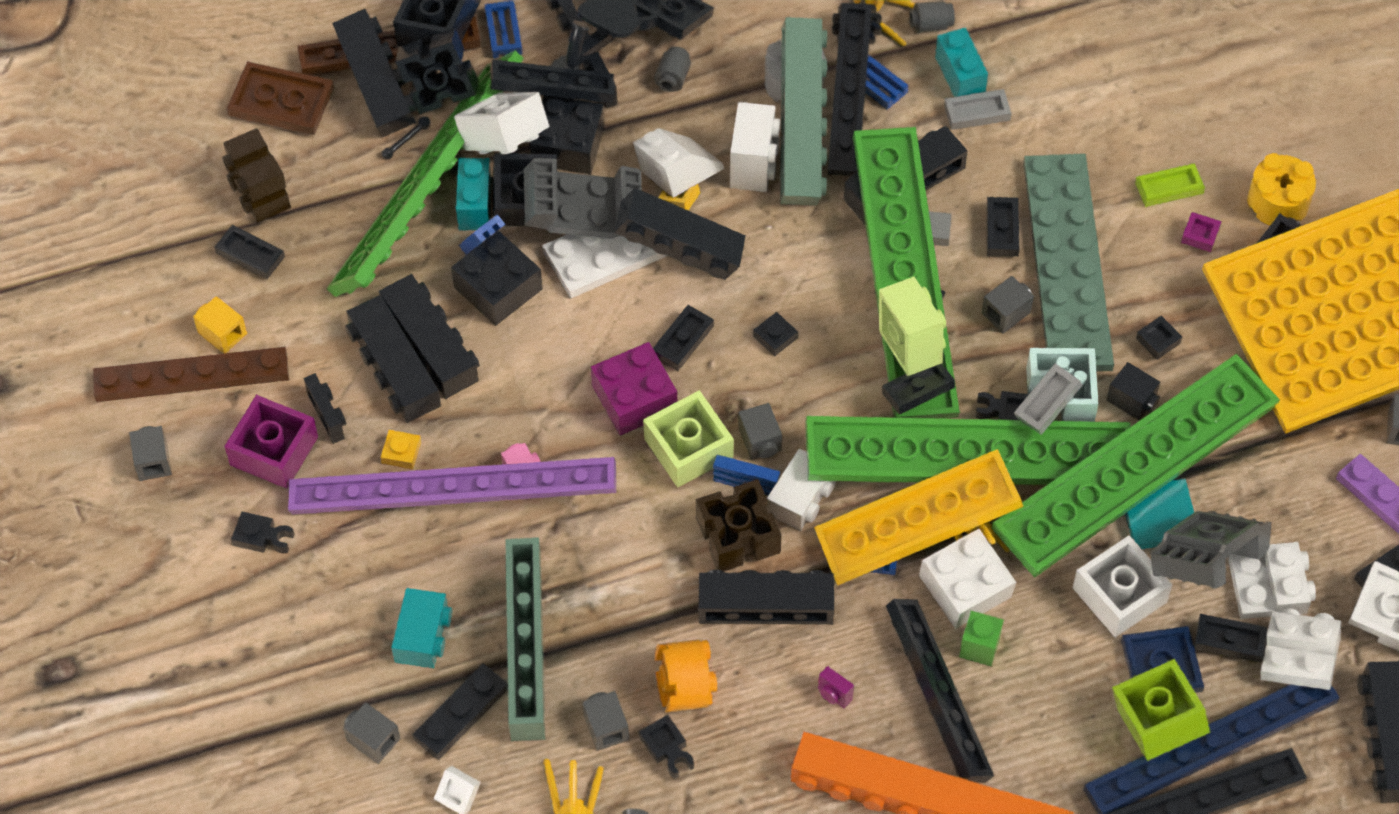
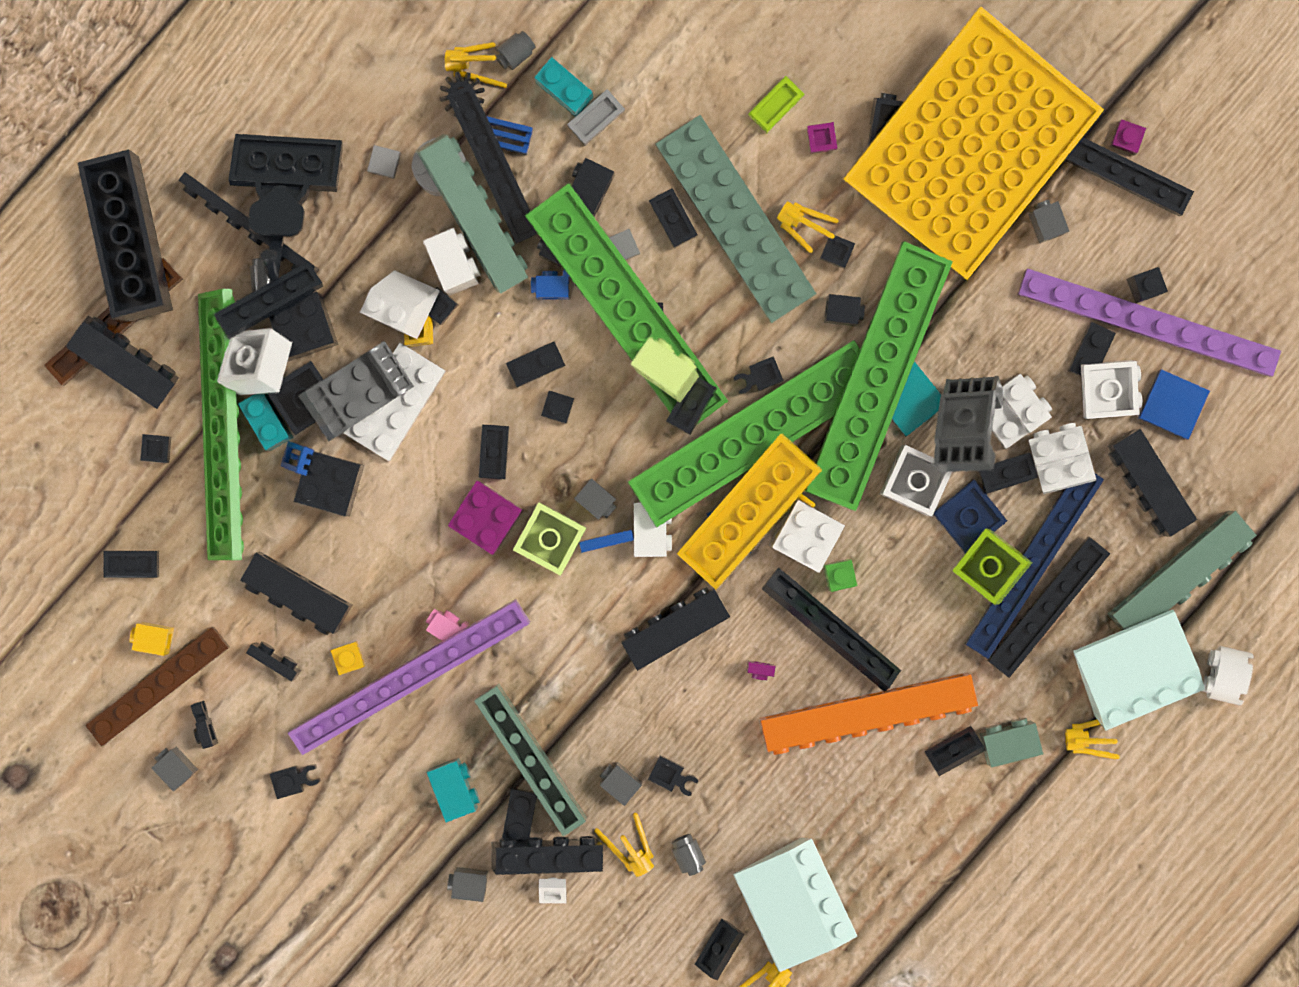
camera: 30 degrees left, 30 degrees up
(208, 433) = (204, 729): none -> black plate
(255, 175) = (95, 504): dark brown brick -> none
(271, 441) = (256, 713): magenta brick -> none
(280, 98) = (62, 417): reddish brown plate -> none
(349, 167) = (155, 448): none -> black plate
(422, 64) = (172, 337): black brick -> none
(423, 124) = (184, 373): black hinge -> none
(430, 336) = (309, 558): black brick -> none
(476, 741) = (547, 856): none -> black brick
(506, 48) = (204, 269): blue tile -> none
(673, 69) = (345, 218): dark grey brick -> none
(679, 234) = (445, 377): black brick -> none
(685, 675) = (656, 725): light orange brick -> none
(716, 188) = (442, 307): none -> black plate
(738, 526) = (609, 589): dark brown brick -> none
(742, 46) = (384, 161): none -> light grey tile
(778, 285) = (535, 364): none -> black plate
(840, 223) = (551, 286): none -> blue brick
(1007, 304) = (714, 286): dark grey brick -> none
(1048, 399) = (791, 365): light grey tile -> none
(1079, 363) = (793, 326): light aqua brick -> none
(1130, 284) = (793, 214): none -> yellow plant
(1281, 187) = (873, 54): yellow brick -> none

